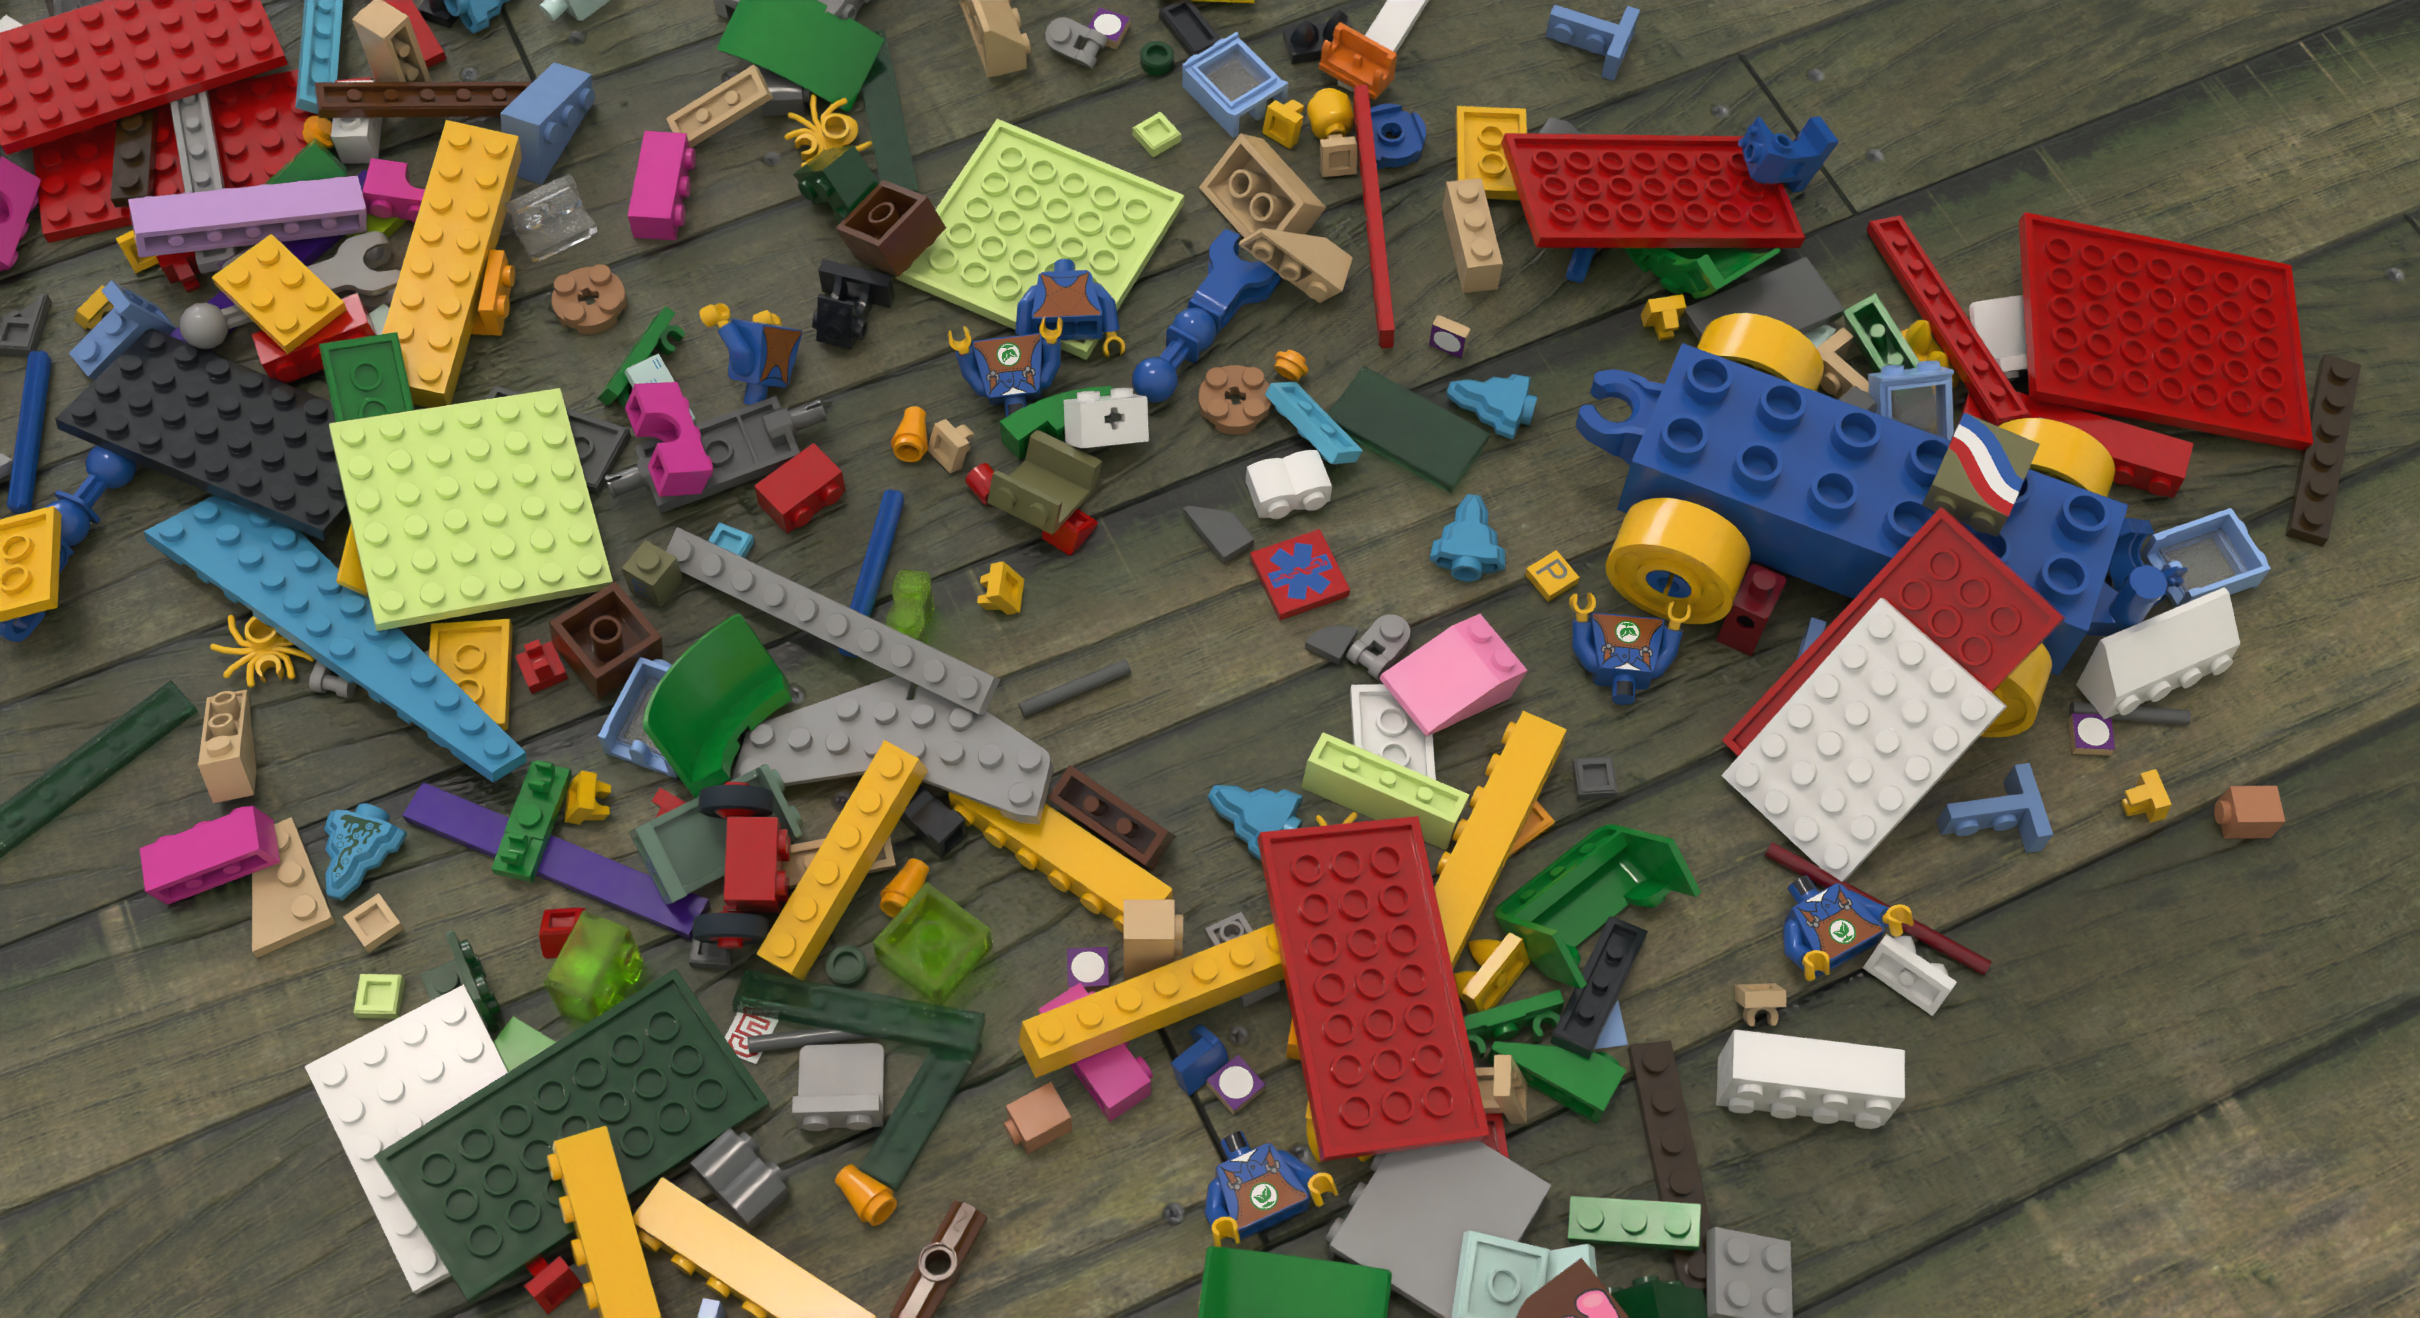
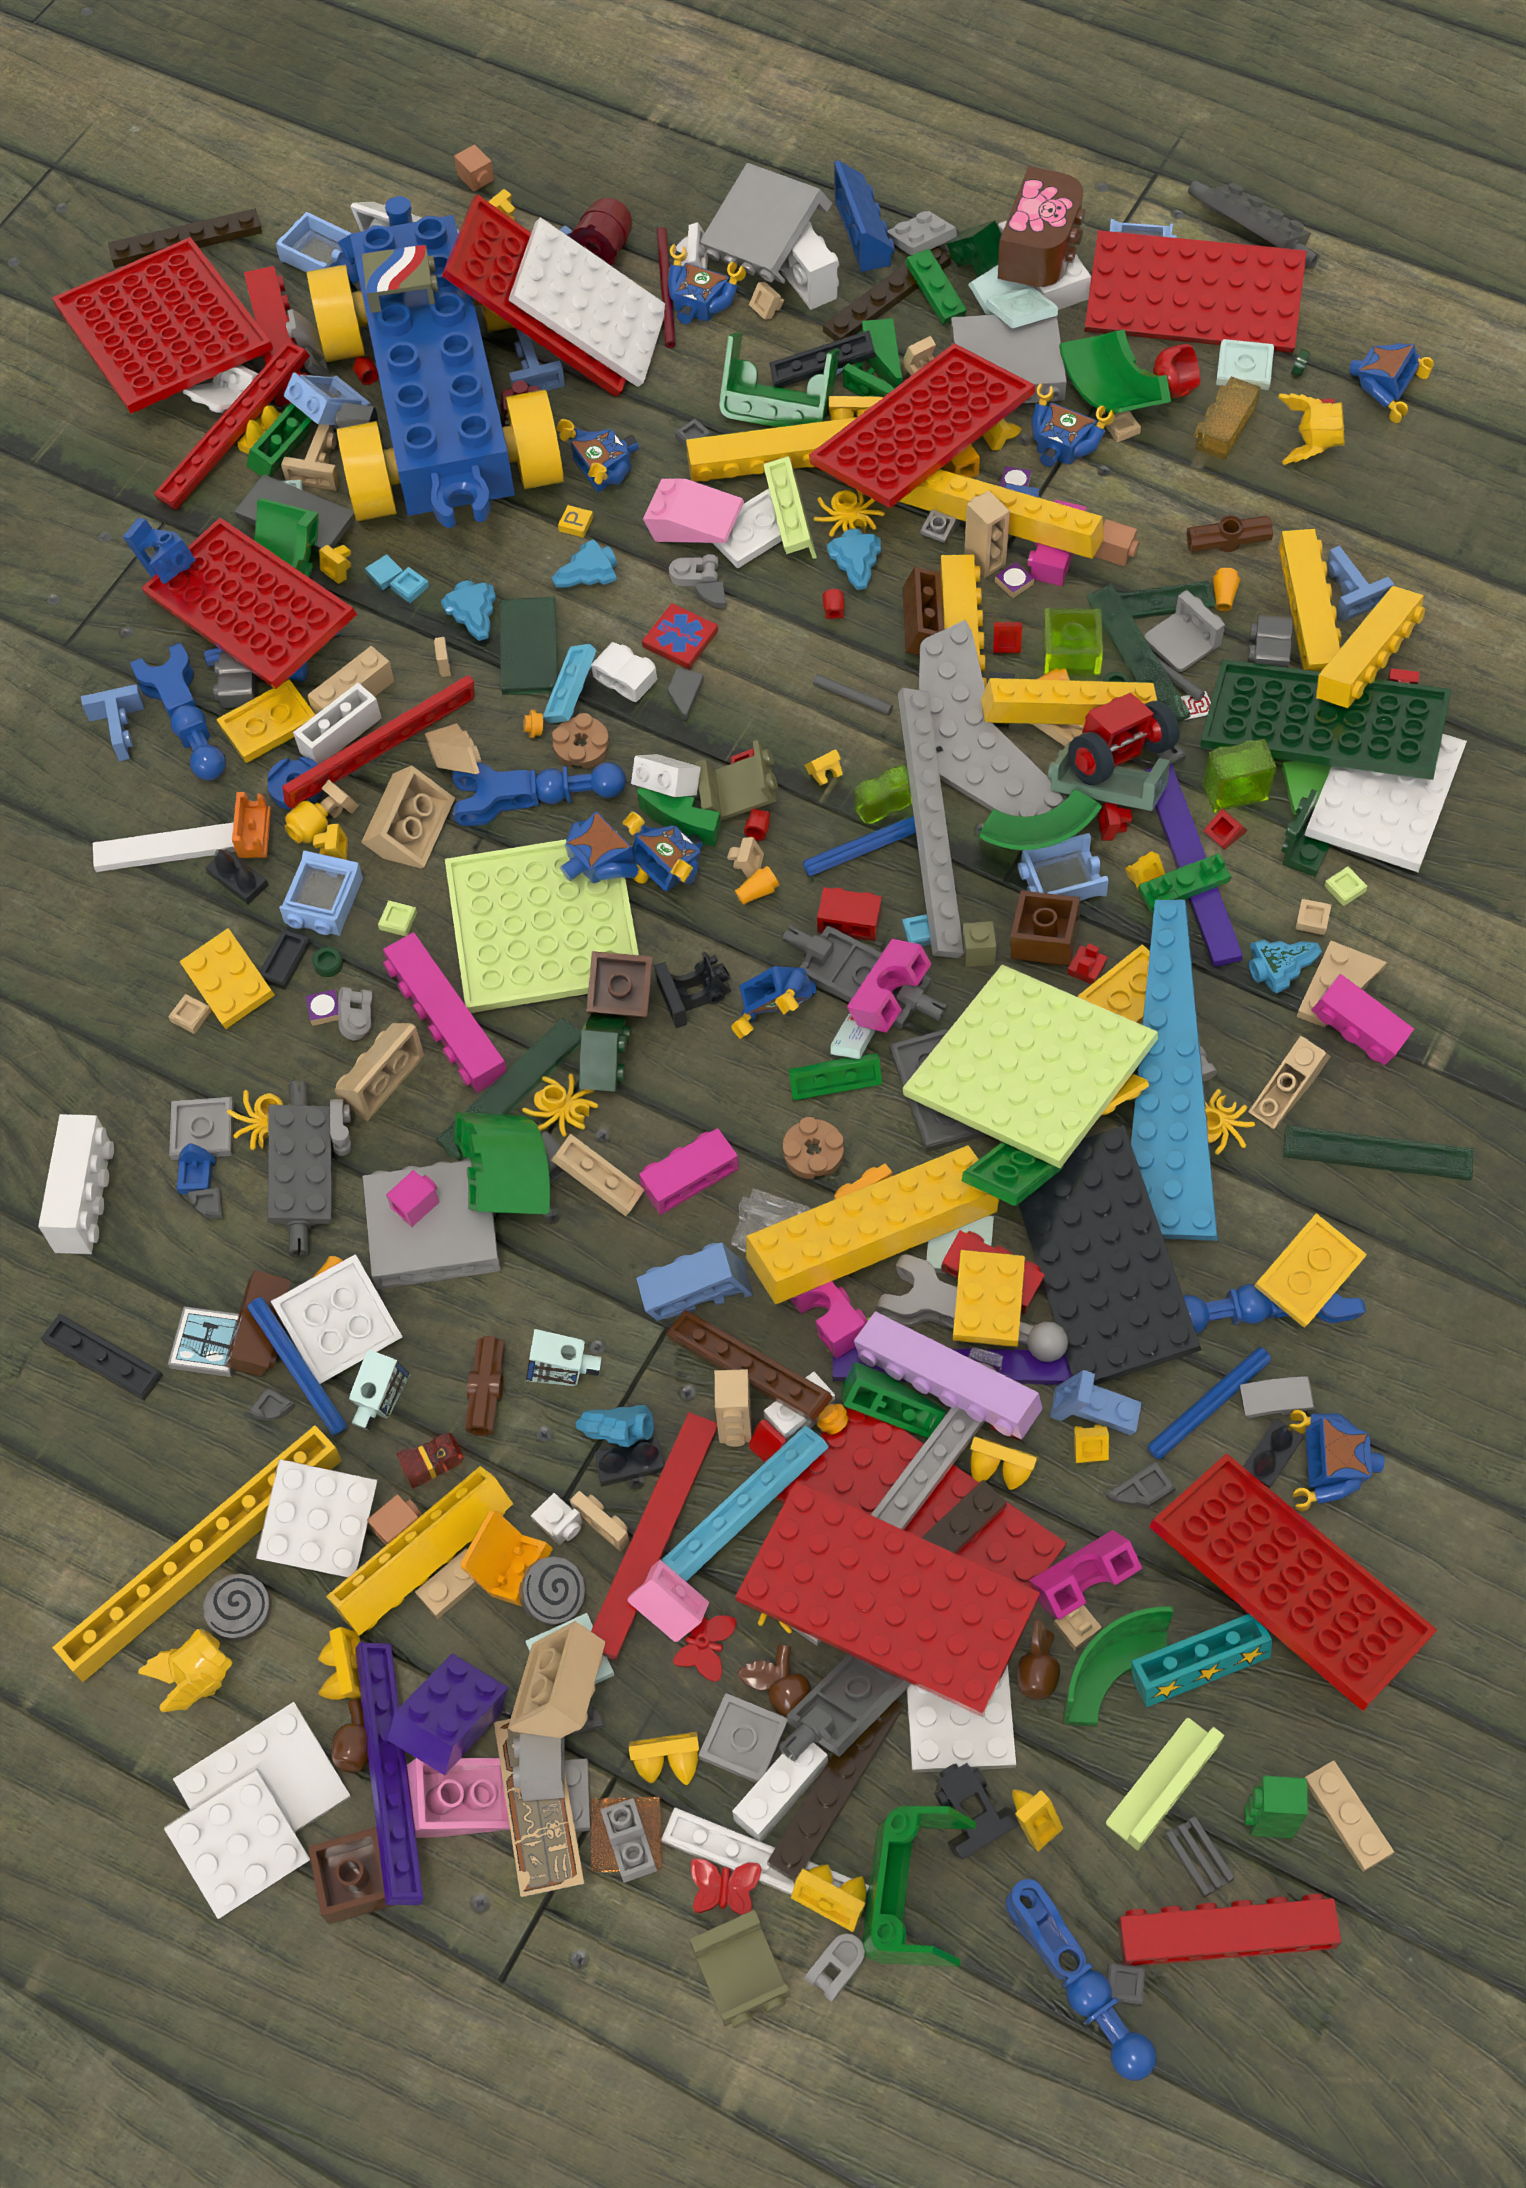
camera: 120 degrees left, 0 degrees up
(1005, 892) = (1007, 637): none -> red tile
(1025, 102) = (445, 1013): none -> dark pink brick
(1212, 748) = (833, 603): none -> red hose
(1427, 193) = (338, 724): none -> white brick
(1574, 91) = (170, 686): none -> blue piece
(1581, 370) = (409, 585): none -> medium azure tile
(1621, 355) = (383, 572): none -> medium azure tile
(1829, 1211) = (861, 218): none -> blue slope
(1882, 1049) = (762, 221): none -> light grey panel
(2013, 871) = (604, 229): none -> dark red piece

